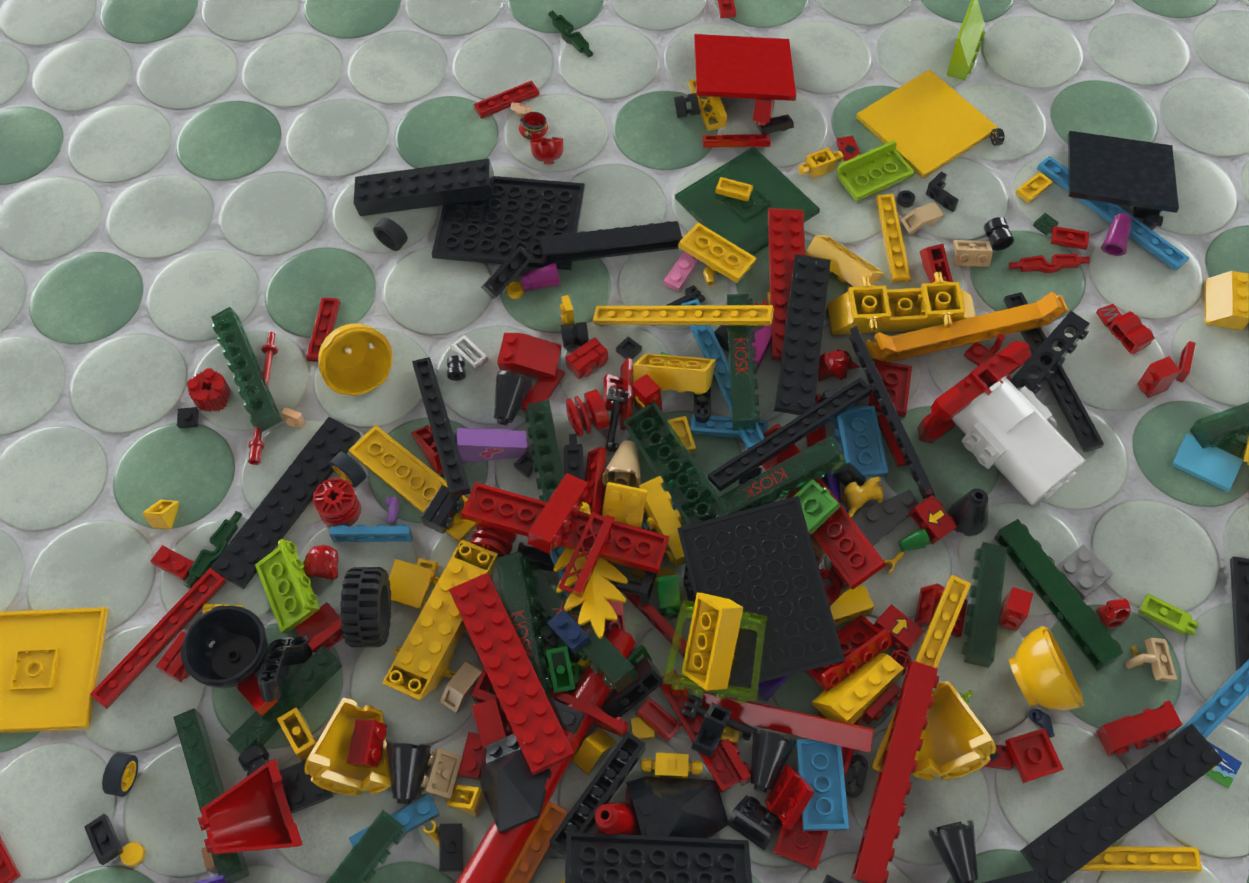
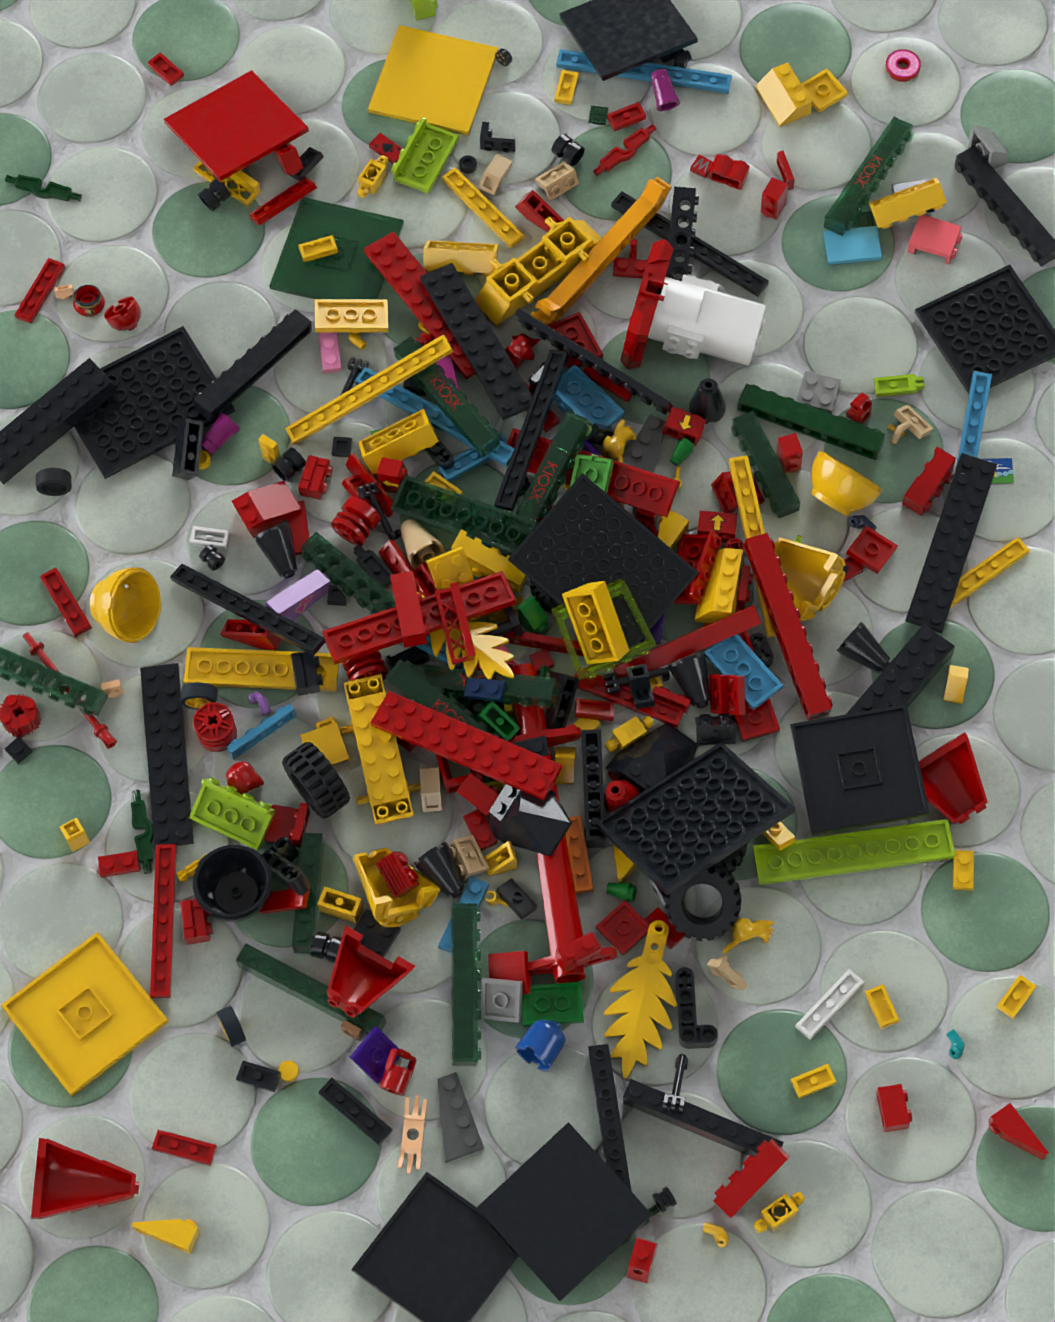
camera: 35 degrees left, 5 degrees up
(649, 639) = (541, 658): none -> red tile

